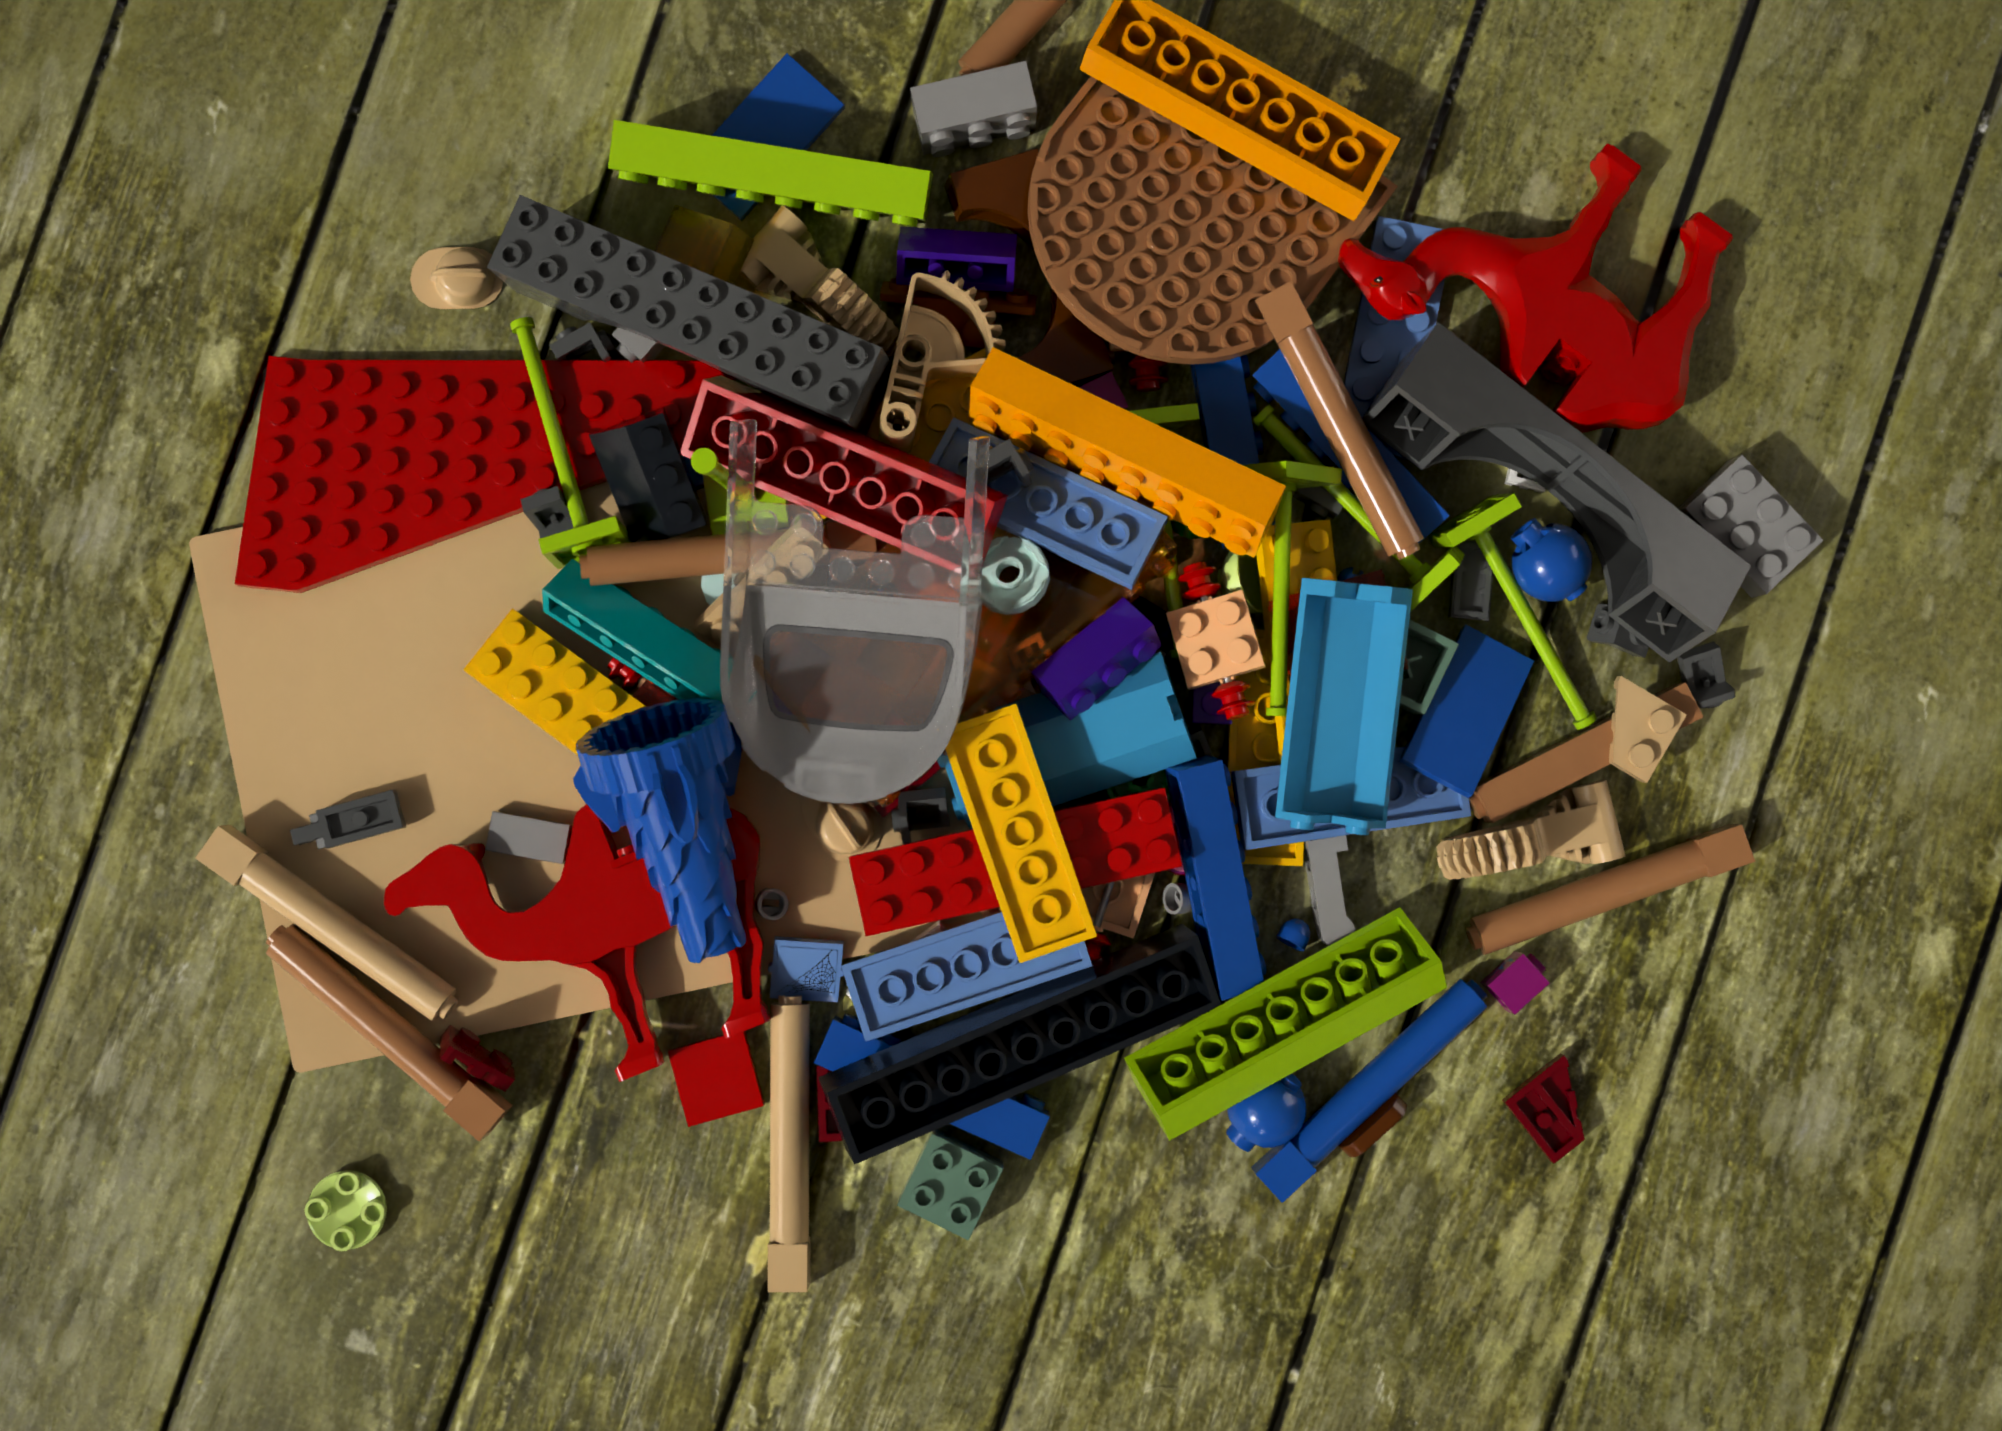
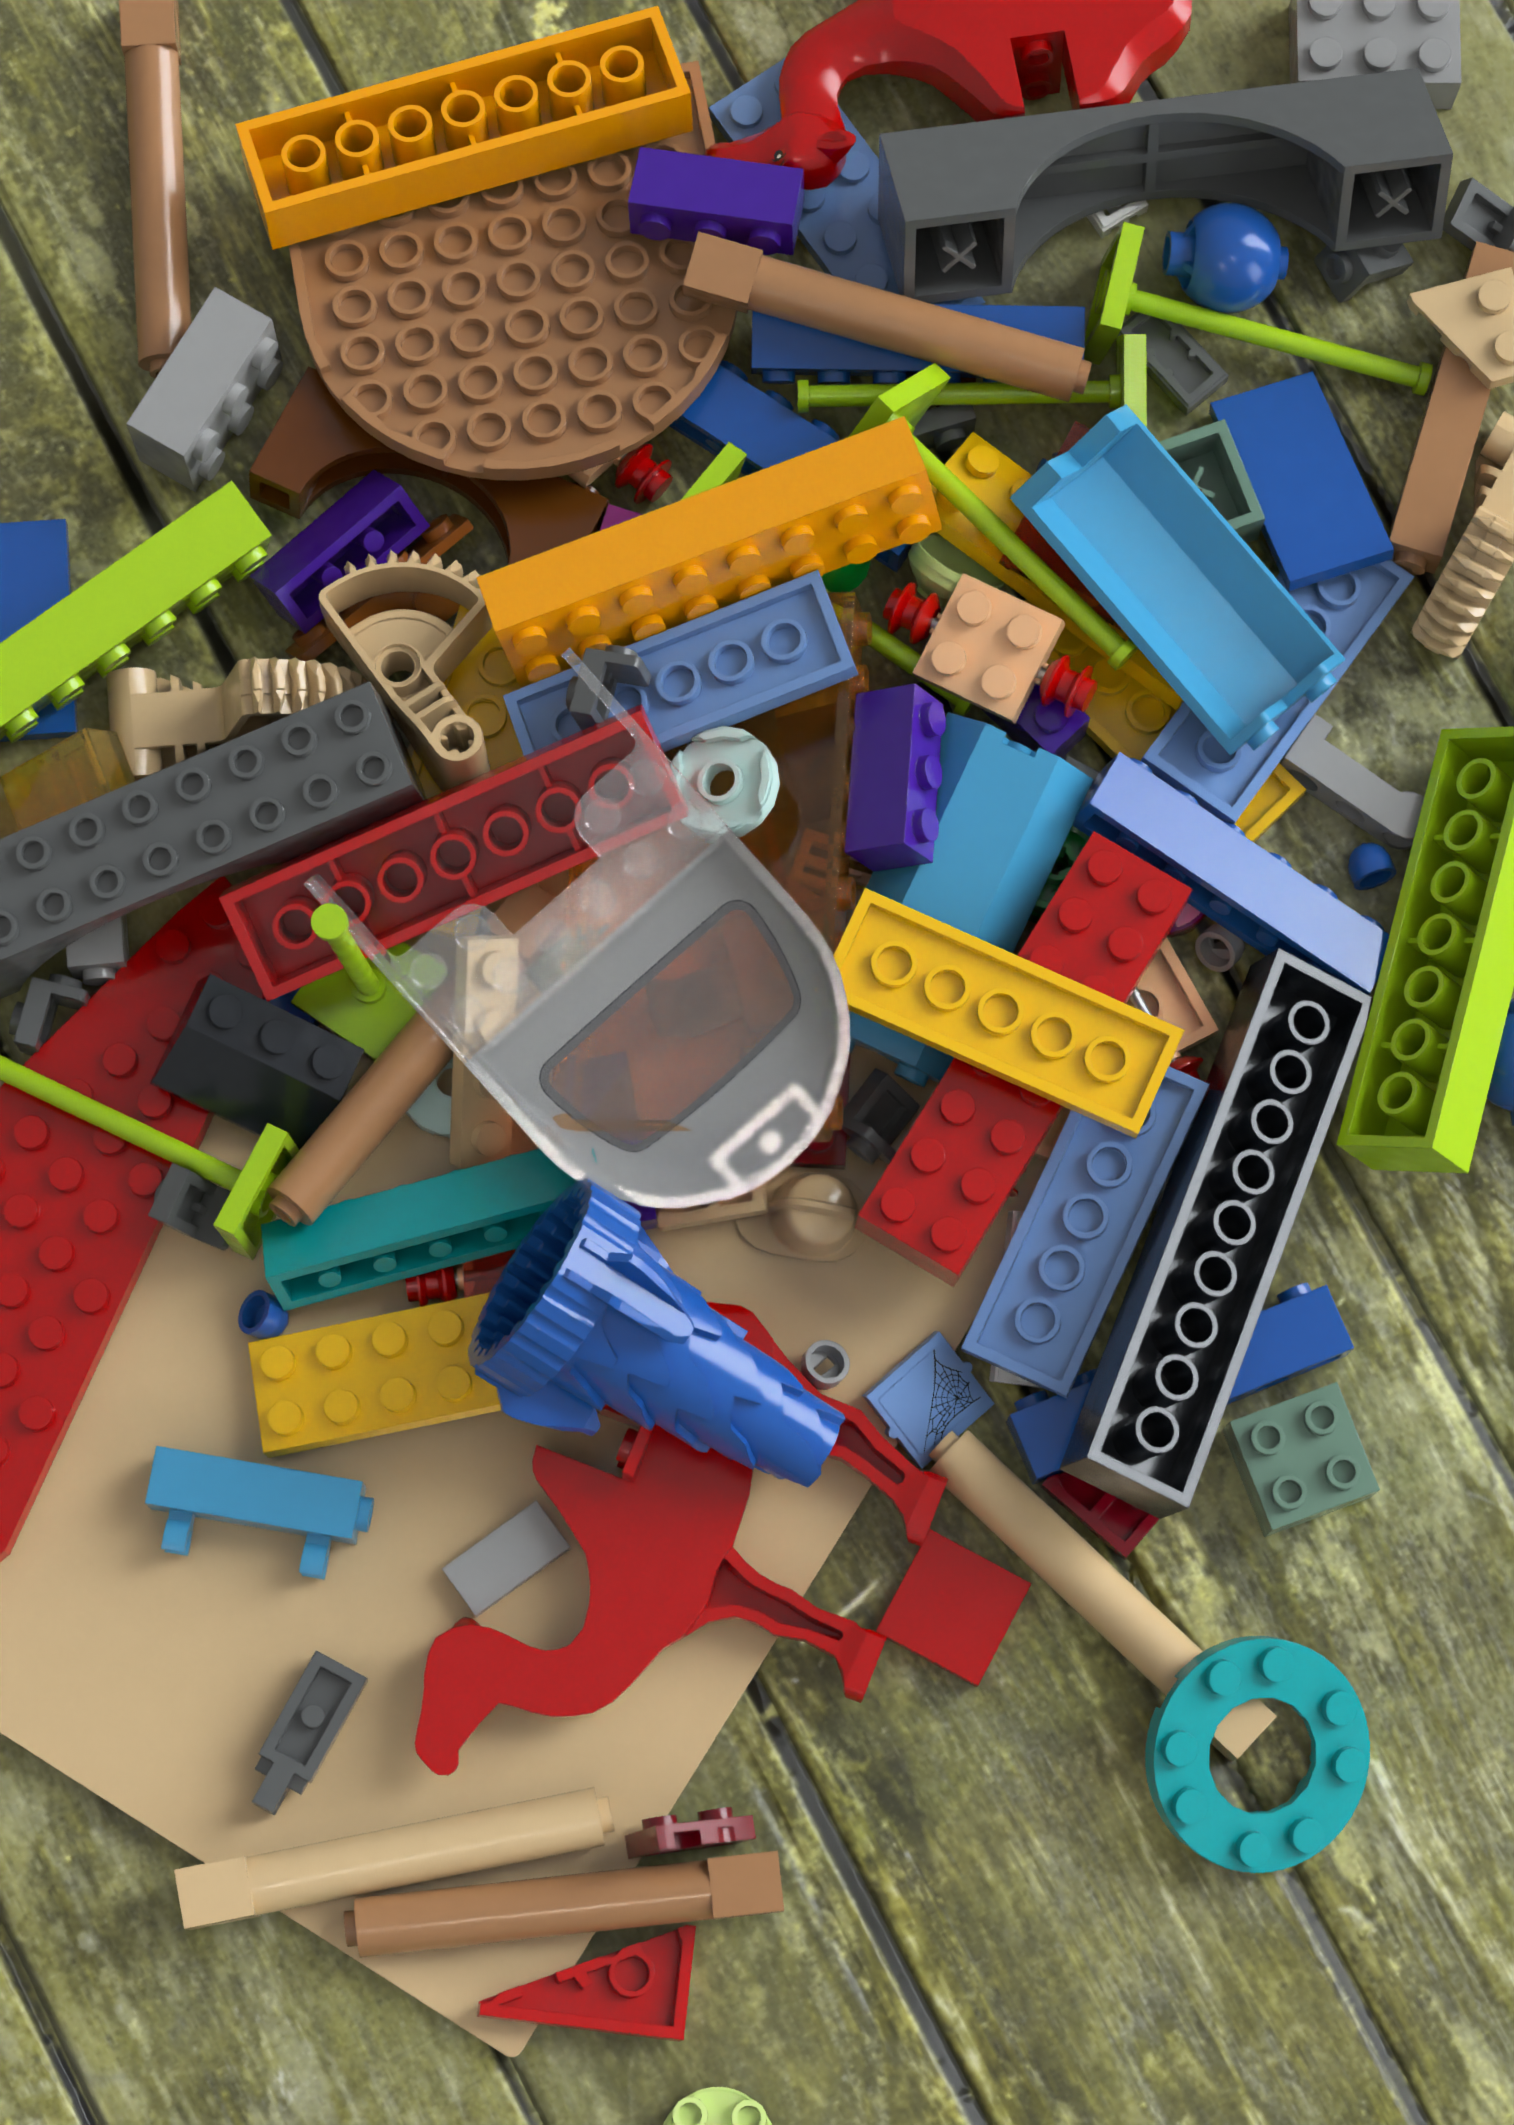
camera: 45 degrees left, 10 degrees down
(372, 1093) = (623, 1993): none -> red wing
(439, 687) = (257, 1497): none -> dark azure brick
(530, 602) = (262, 1315): none -> blue hinge
(780, 1249) = (1180, 1754): none -> teal plate
(1322, 271) = (723, 197): none -> dark purple brick

